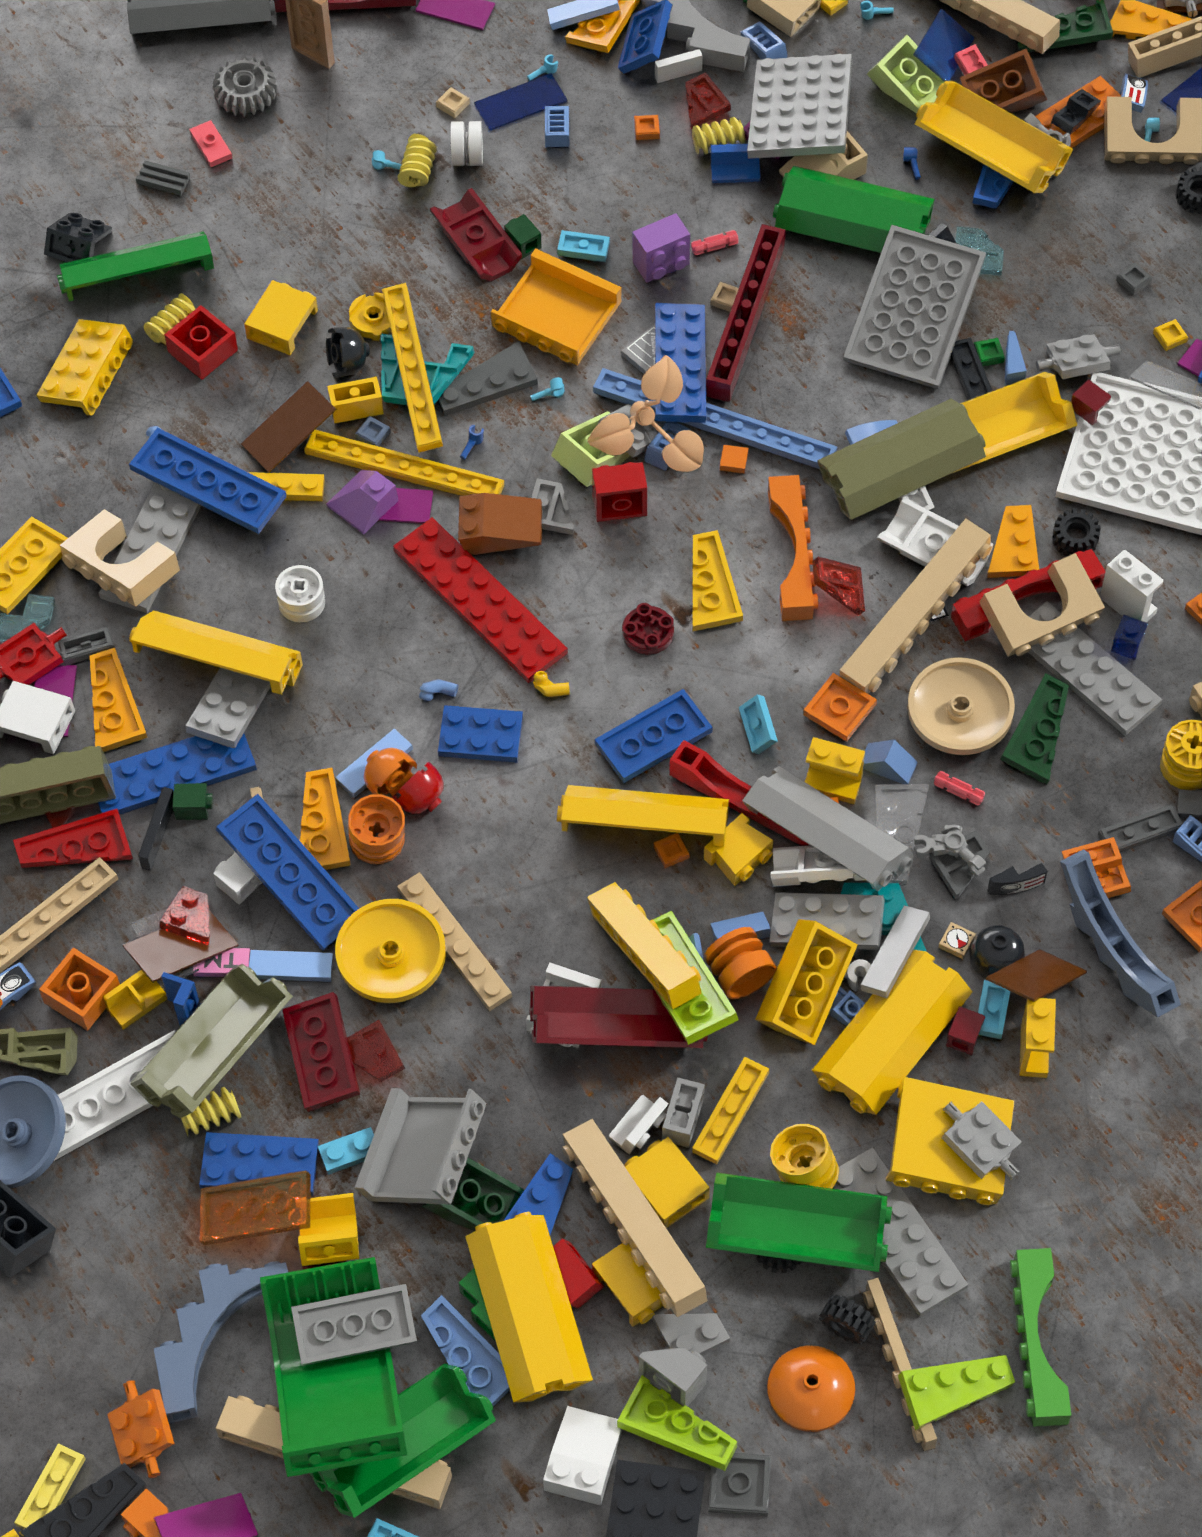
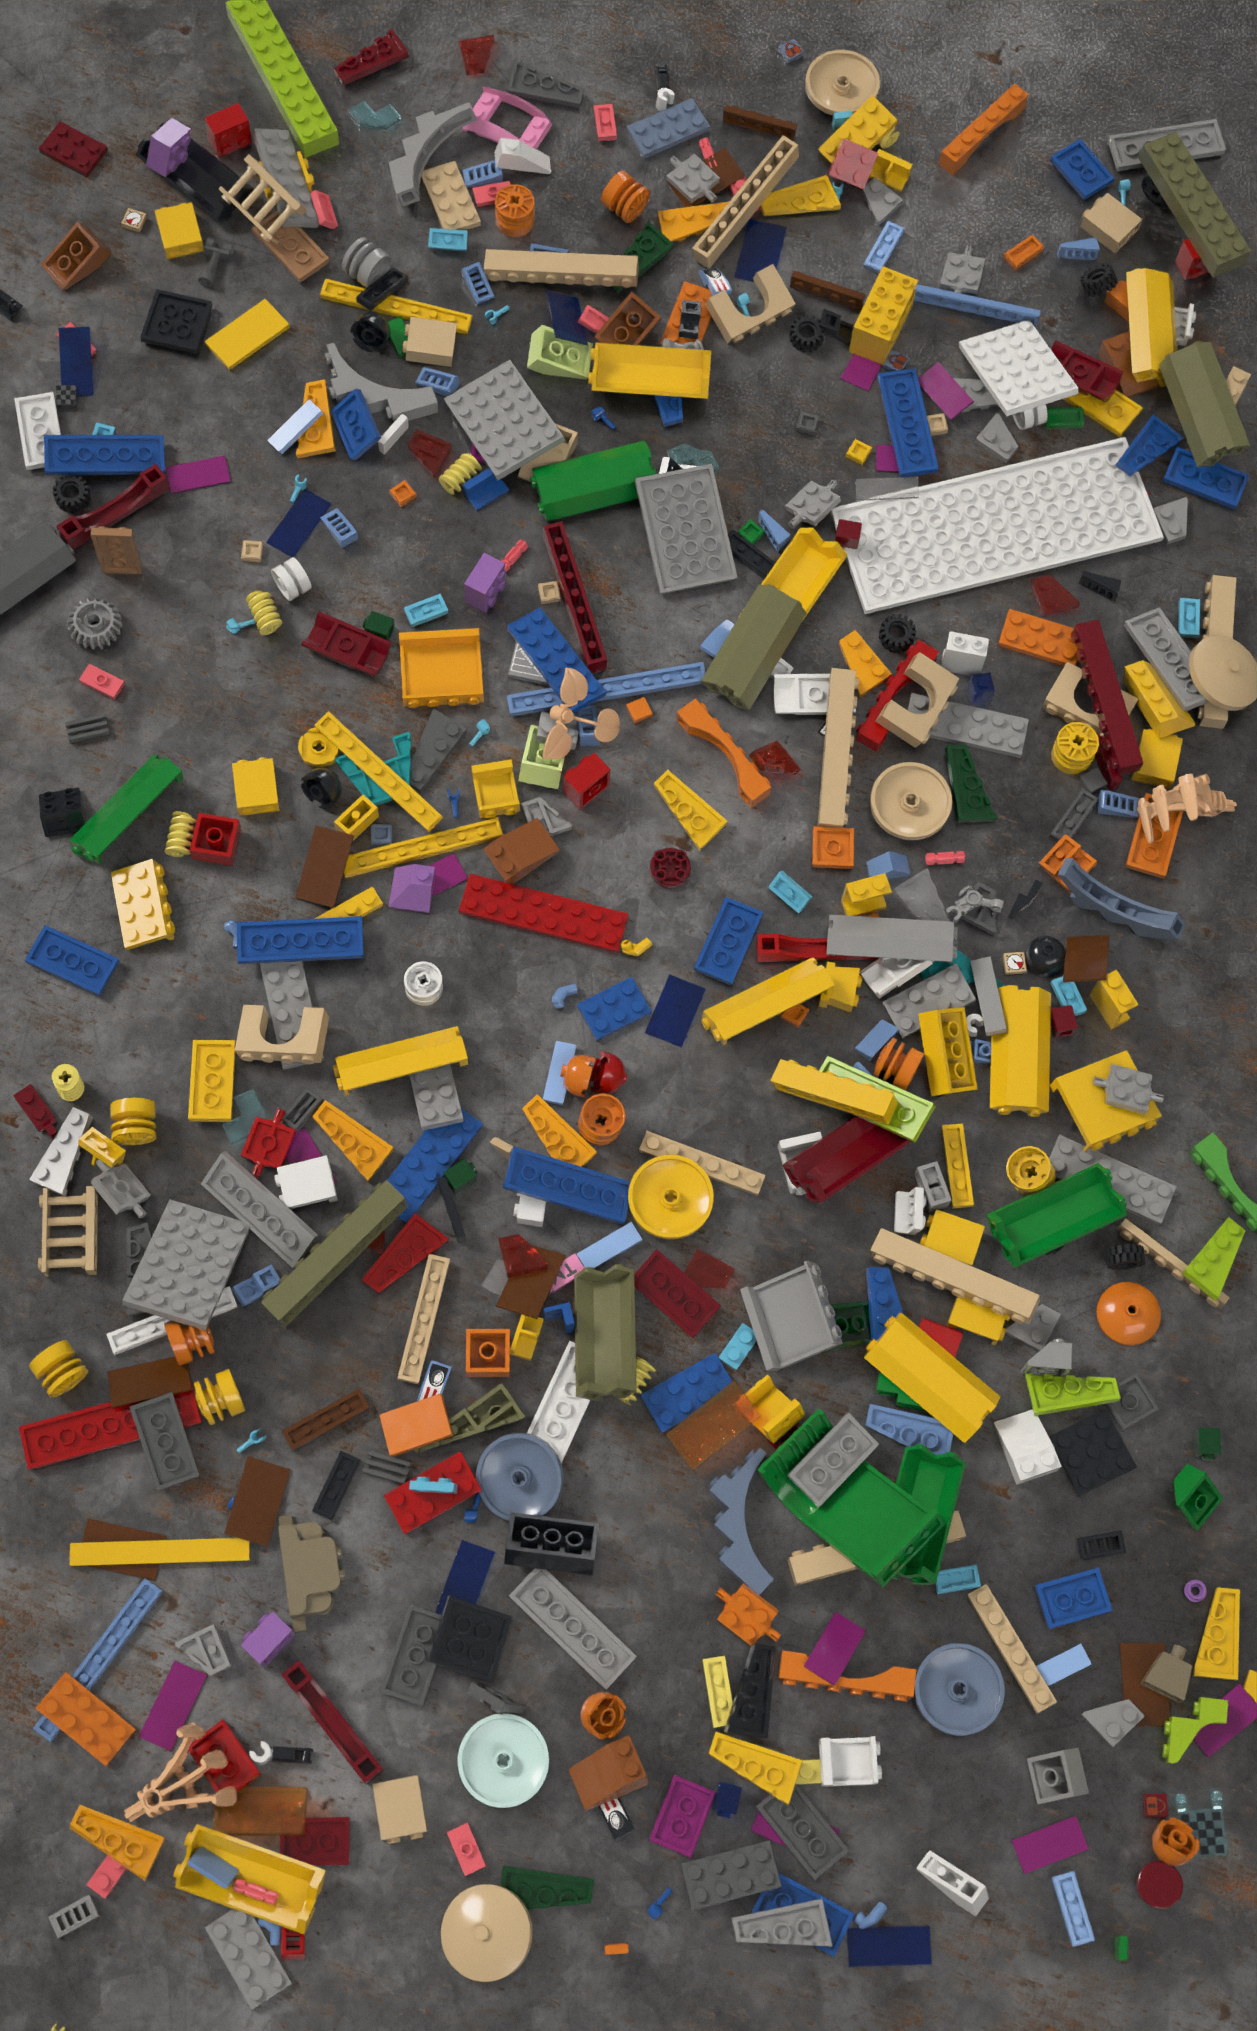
camera: 40 degrees left, 10 degrees up
(523, 451) = (495, 789): none -> yellow panel
(545, 774) = (675, 1010): none -> clear blue window

